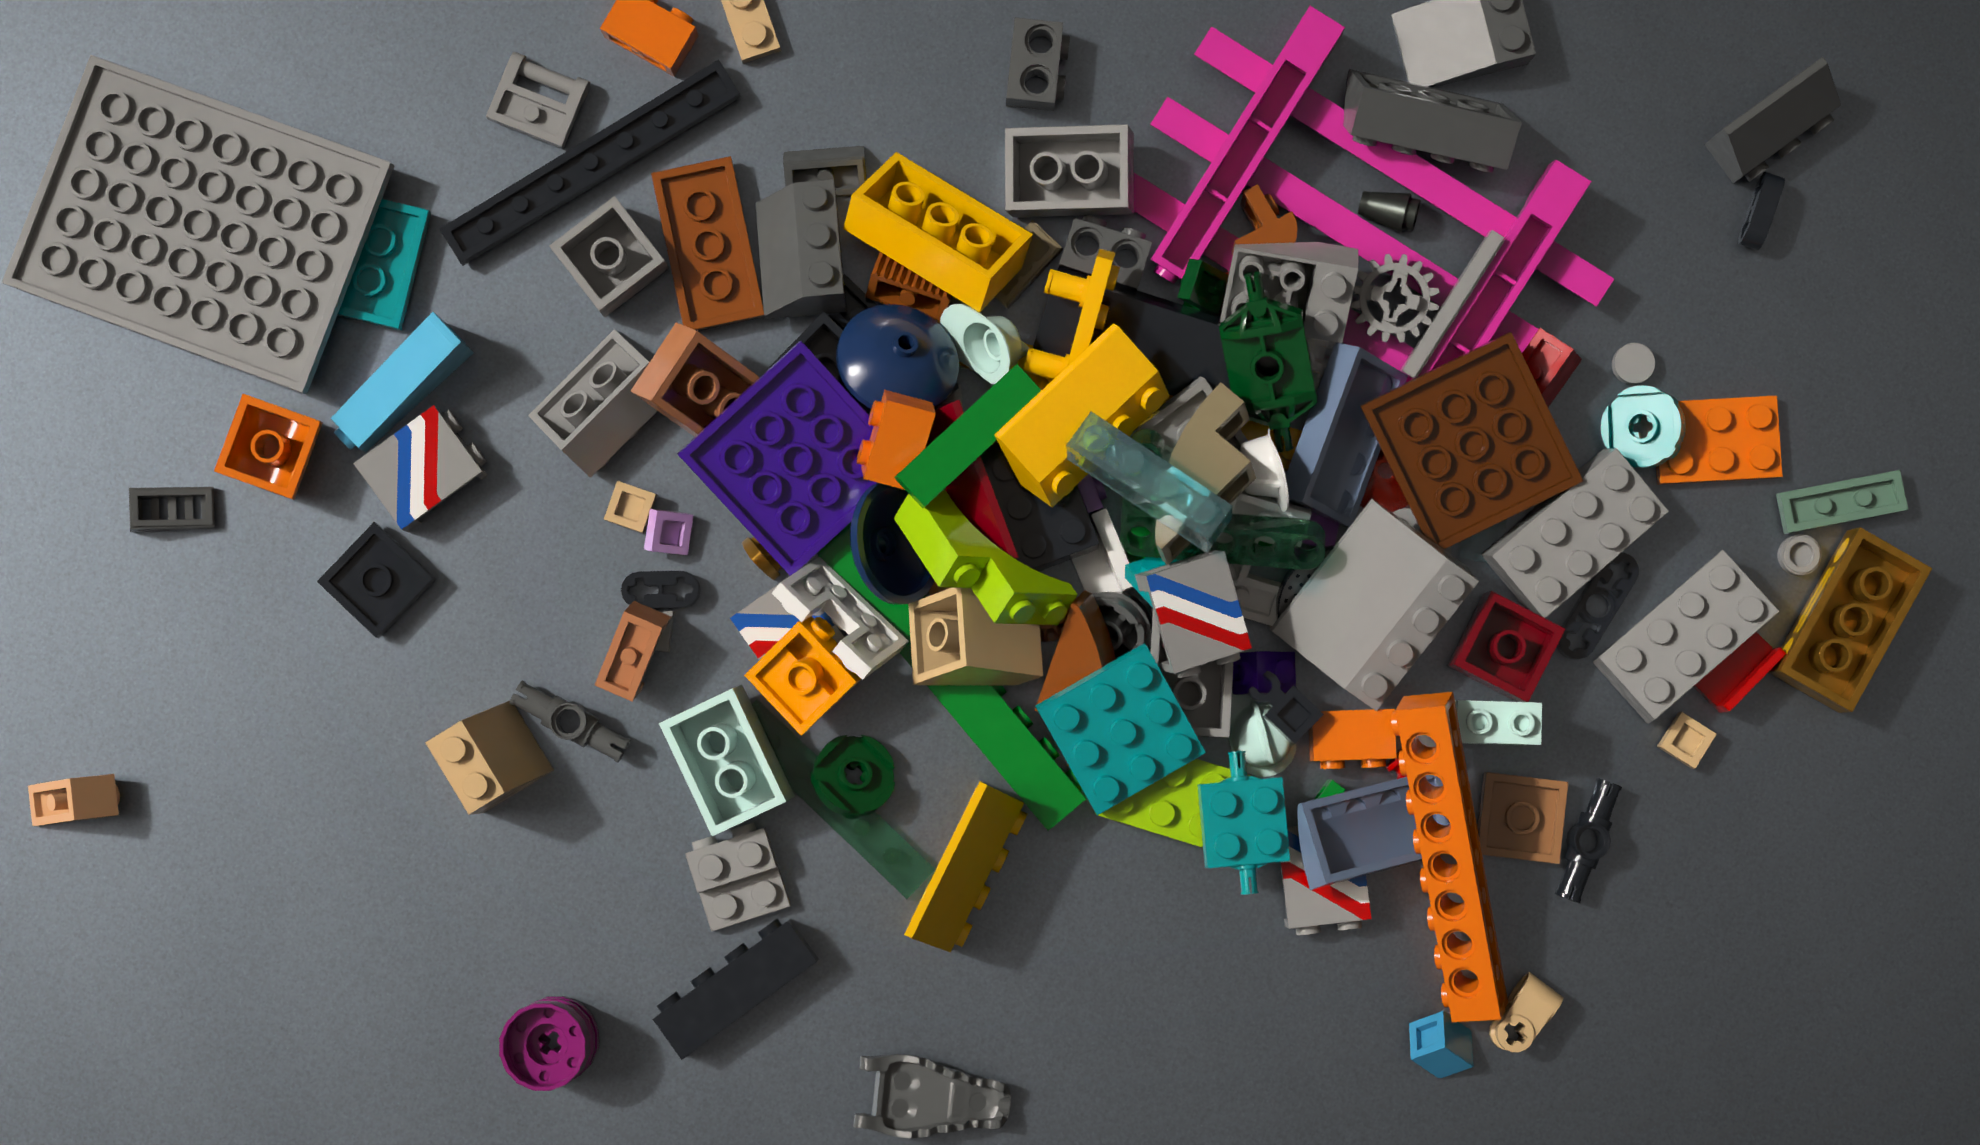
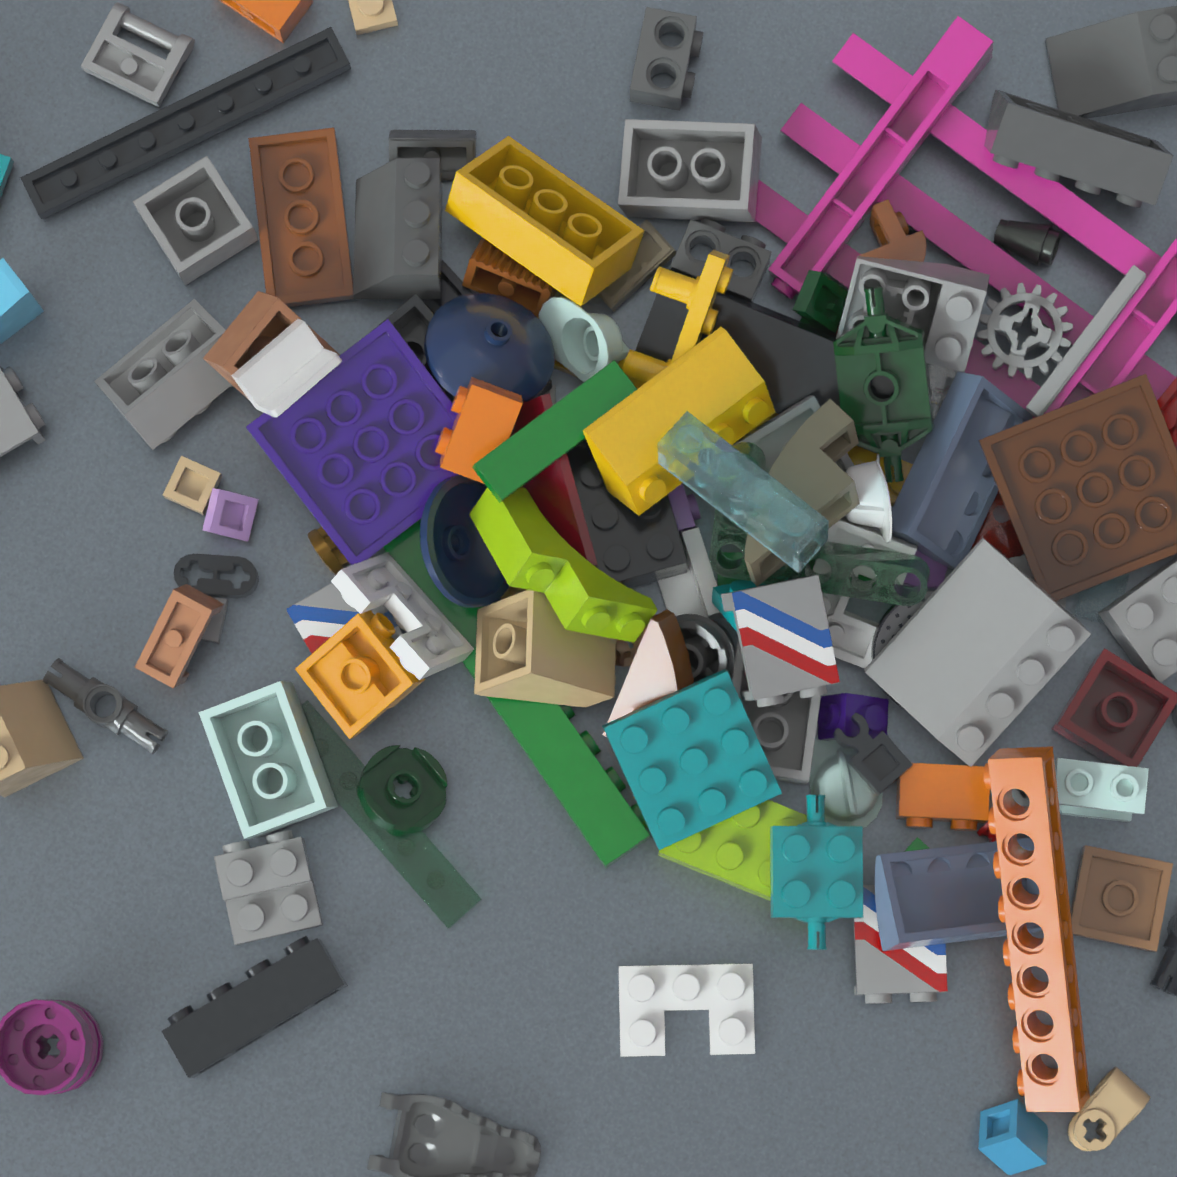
camera: 15 degrees right, 5 degrees down
(710, 398) = (285, 369): none -> white panel
(964, 868) = (513, 894): yellow slope -> none
(1160, 932) = (719, 988): none -> white plate

